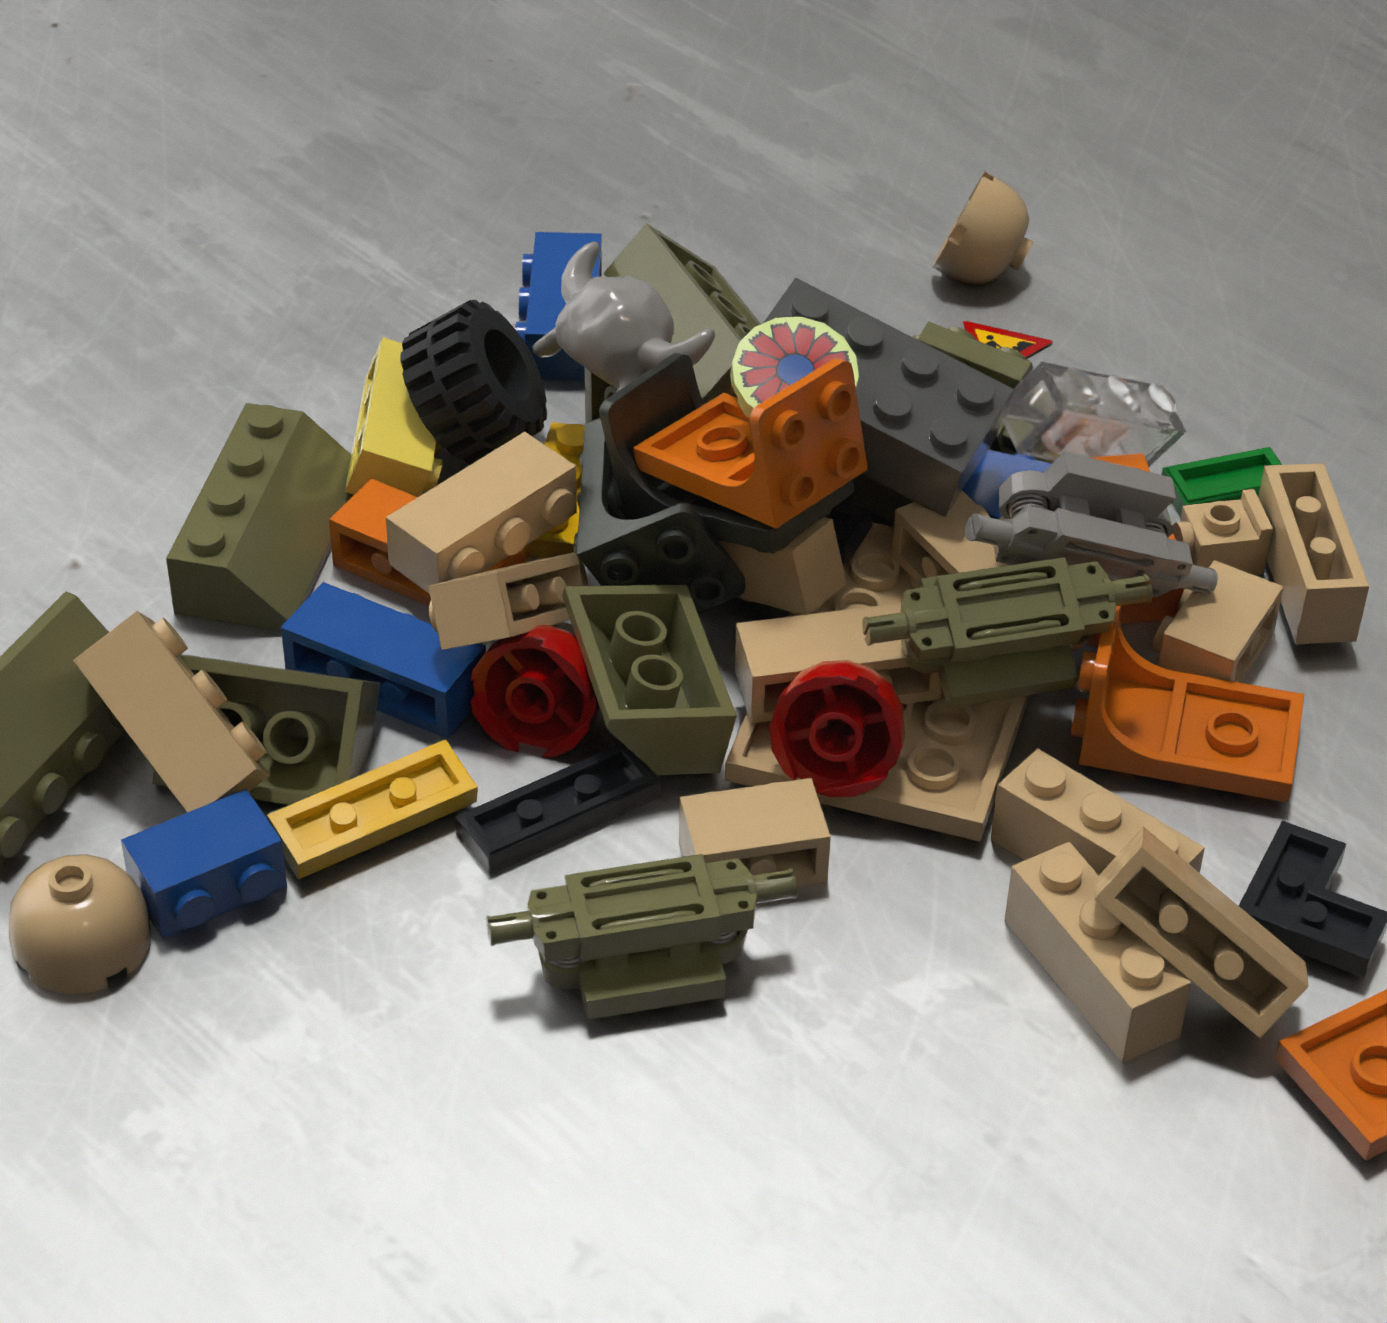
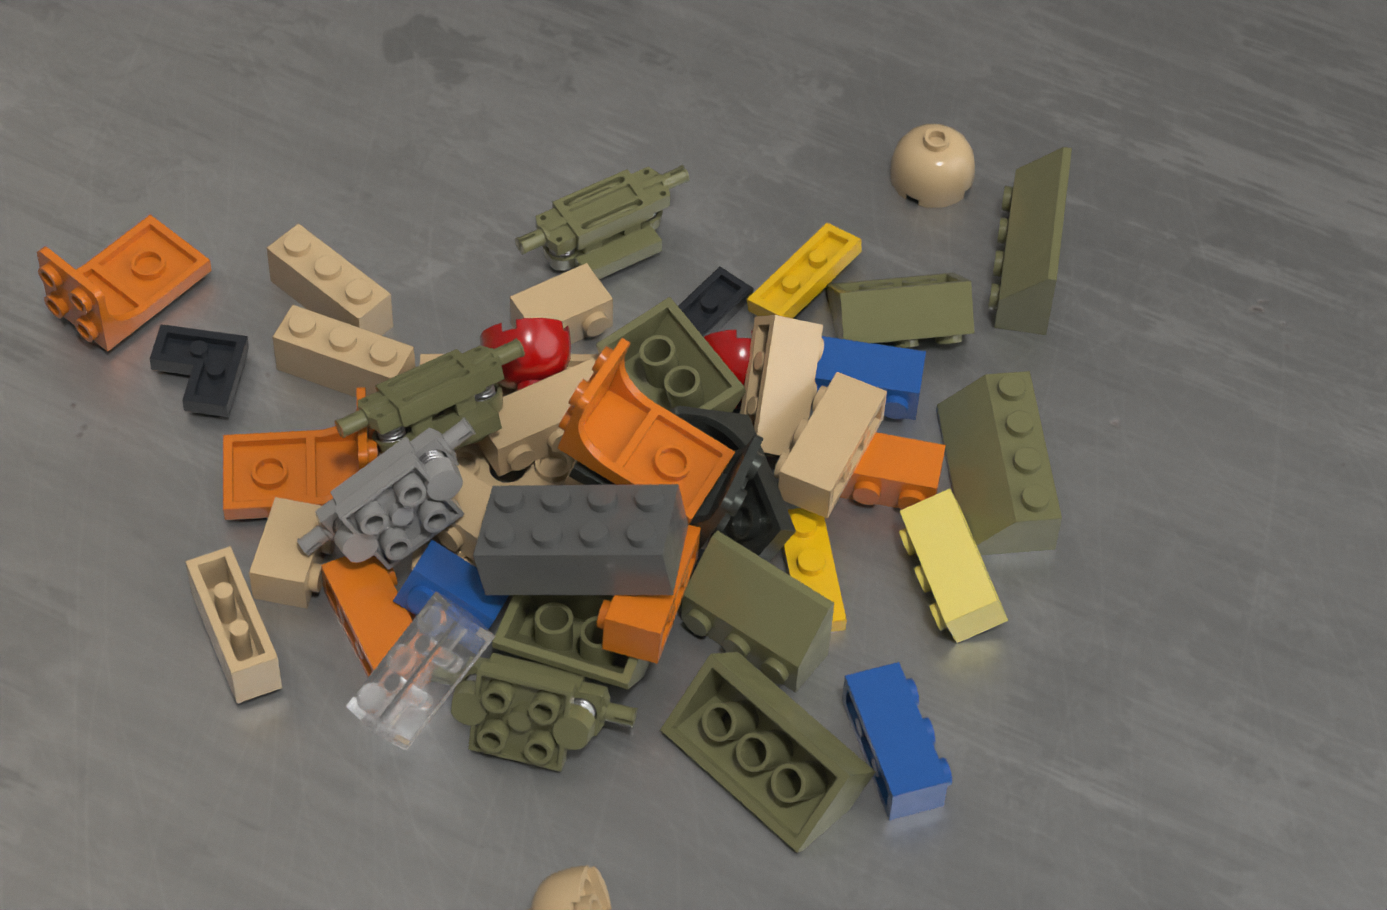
camera: 160 degrees right, 10 degrees up
(172, 712) = (946, 251): tan brick -> none
(205, 862) = (884, 209): blue brick -> none
(473, 381) = (904, 574): black tyre -> none
(614, 324) = (797, 566): light grey piece -> none
(781, 354) = (628, 465): tile -> none
(1000, 338) = (526, 835): sticker -> none
(1201, 932) = (265, 274): tan brick -> none
(1219, 477) = (307, 723): green tile -> none
(1227, 532) = (305, 645): tan brick -> none

